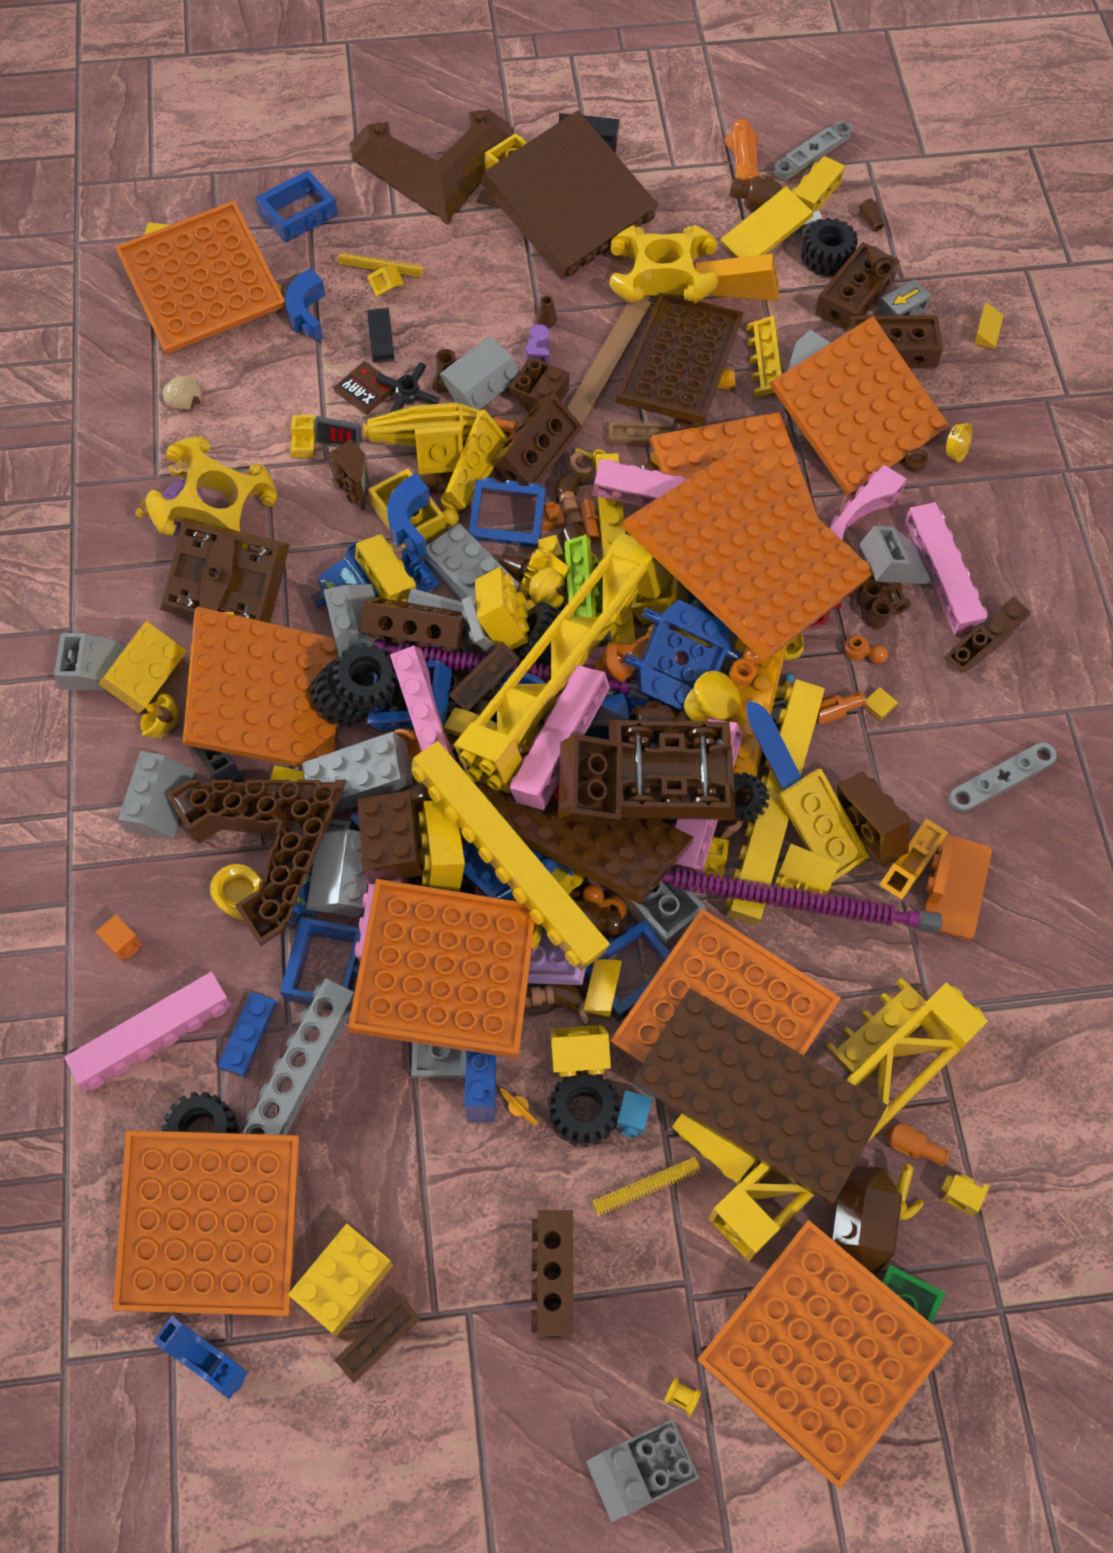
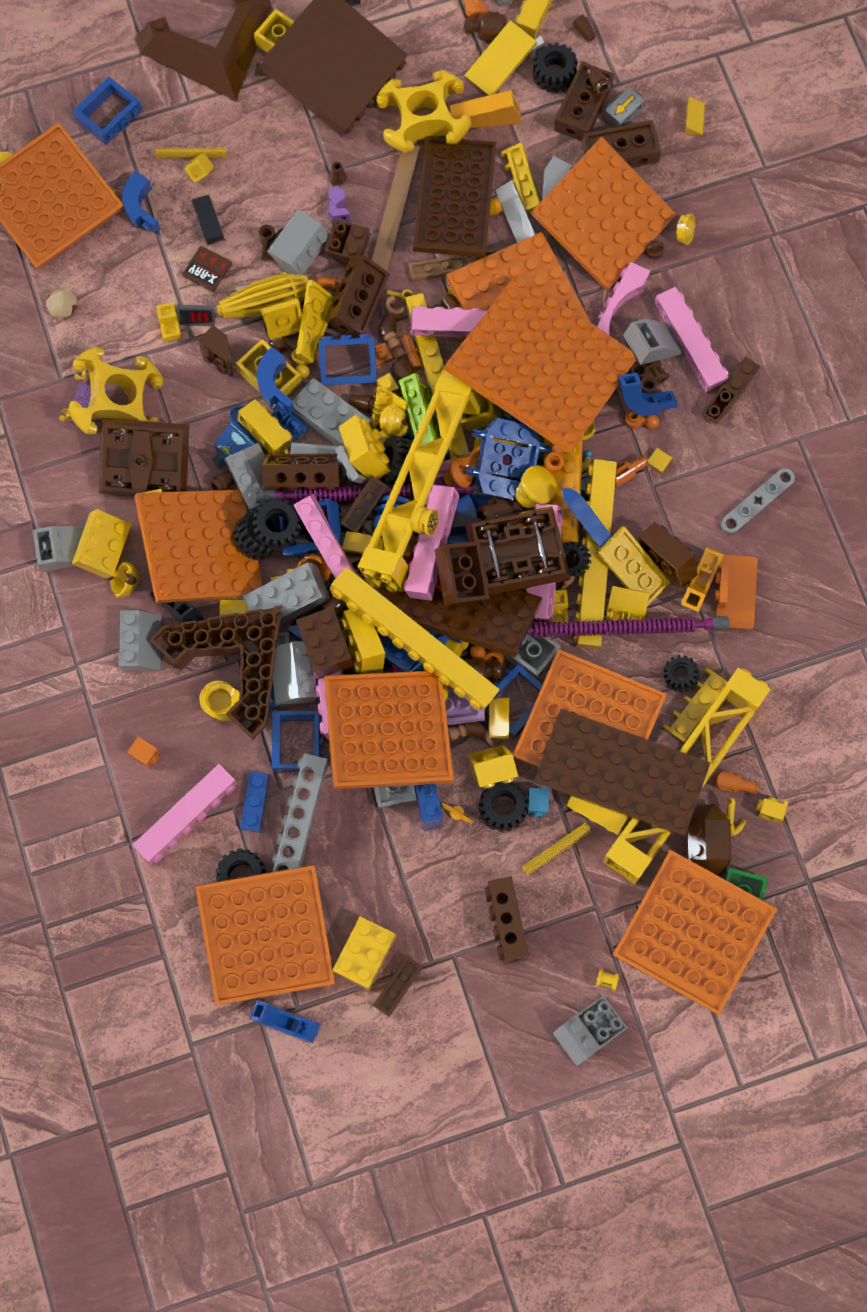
camera: 10 degrees left, 10 degrees up
(317, 624) = (222, 481): none -> reddish brown cone
(408, 388) = (242, 259): black bar -> none
(555, 703) = (425, 521): none -> yellow wheel
(750, 388) = (514, 211): none -> white sticker
(864, 964) = (681, 663): none -> black tyre
(871, 630) = (641, 402): none -> blue arch

